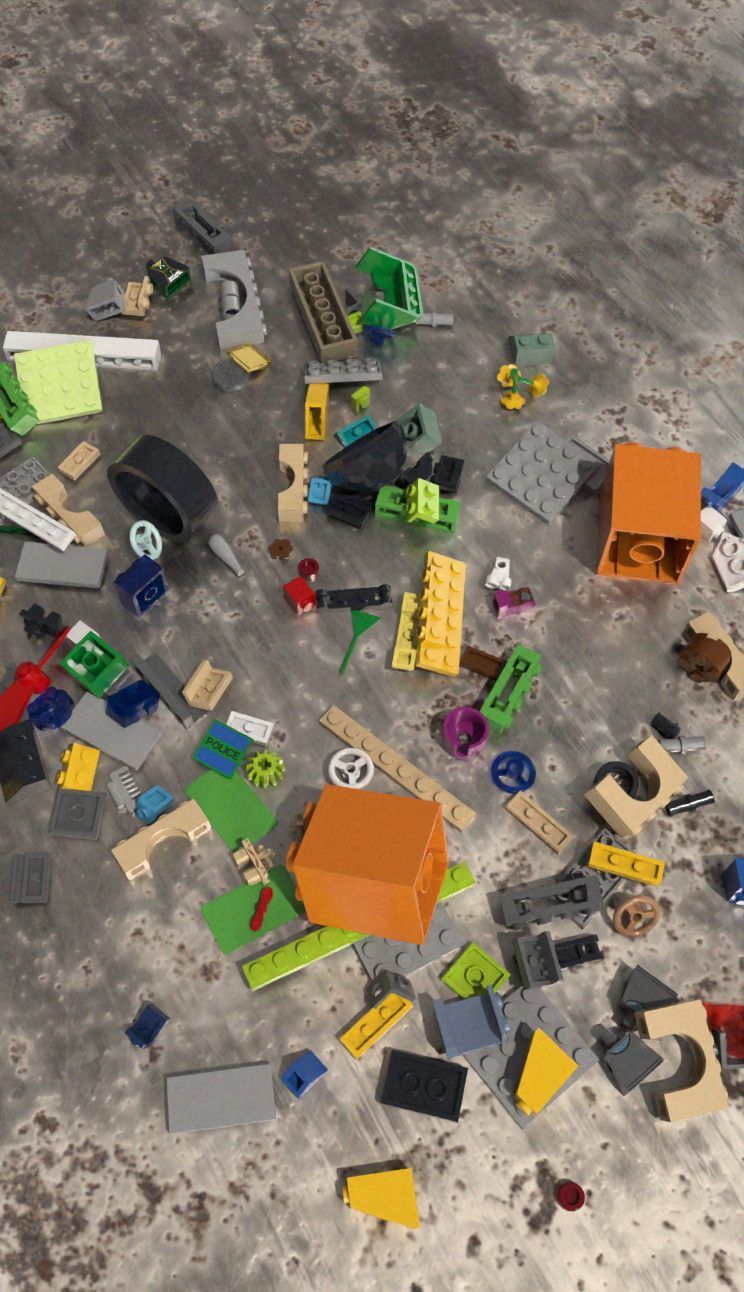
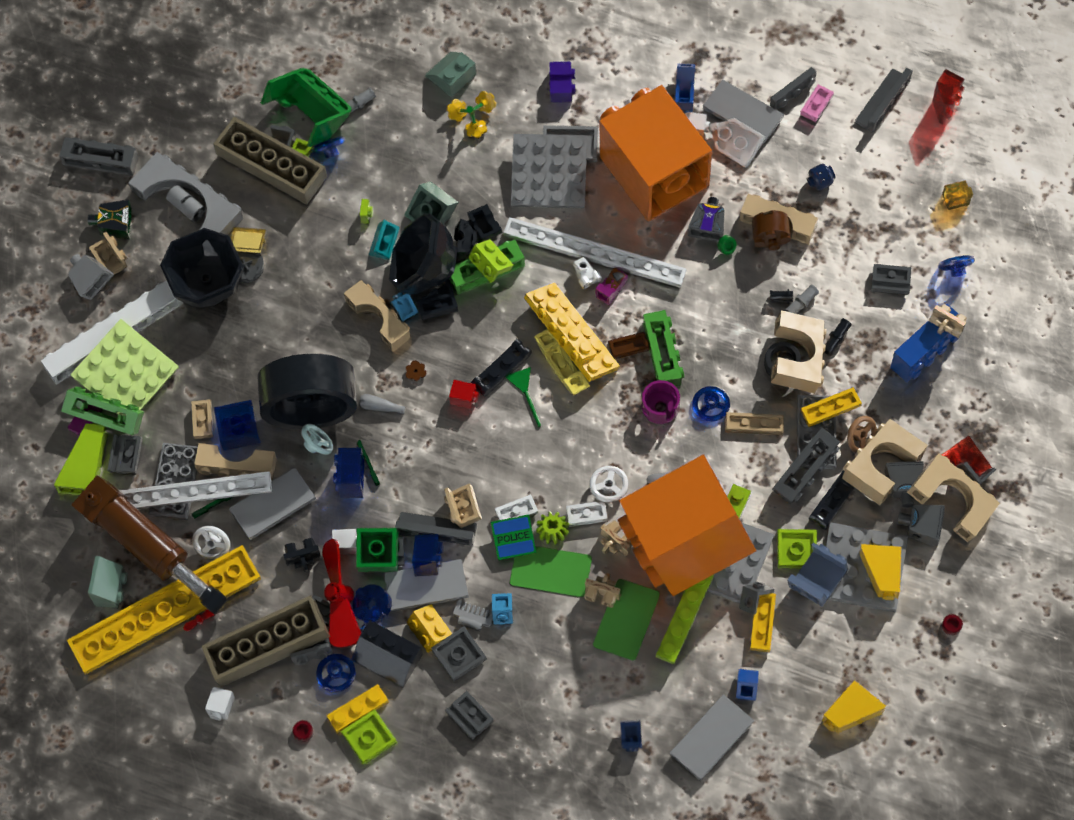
camera: 35 degrees left, 5 degrees up
(90, 483) = (237, 425): none -> clear blue brick
(135, 852) = (535, 601): tan arch -> none
(165, 603) = (372, 472): none -> dark green piece
(186, 346) = (200, 257): none -> black rock
(266, 897) = (633, 615): red piece -> none
(306, 779) = (586, 513): none -> white plate
(308, 568) = (448, 370): dark red tile -> none
(316, 411) = (342, 244): yellow slope -> none
(342, 371) = (331, 199): light grey tile -> none
(397, 767) = (628, 459): tan plate -> none
(424, 1086) = (821, 633): black plate -> none
(526, 567) = (595, 252): none -> white plate
(537, 961) = (827, 507): dark grey bracket -> none
(618, 412) = (561, 82): none -> dark purple brick
(650, 610) = (707, 221): none -> torso
(651, 643) = (727, 244): none -> green tile
(661, 942) = (890, 439): none -> tan arch

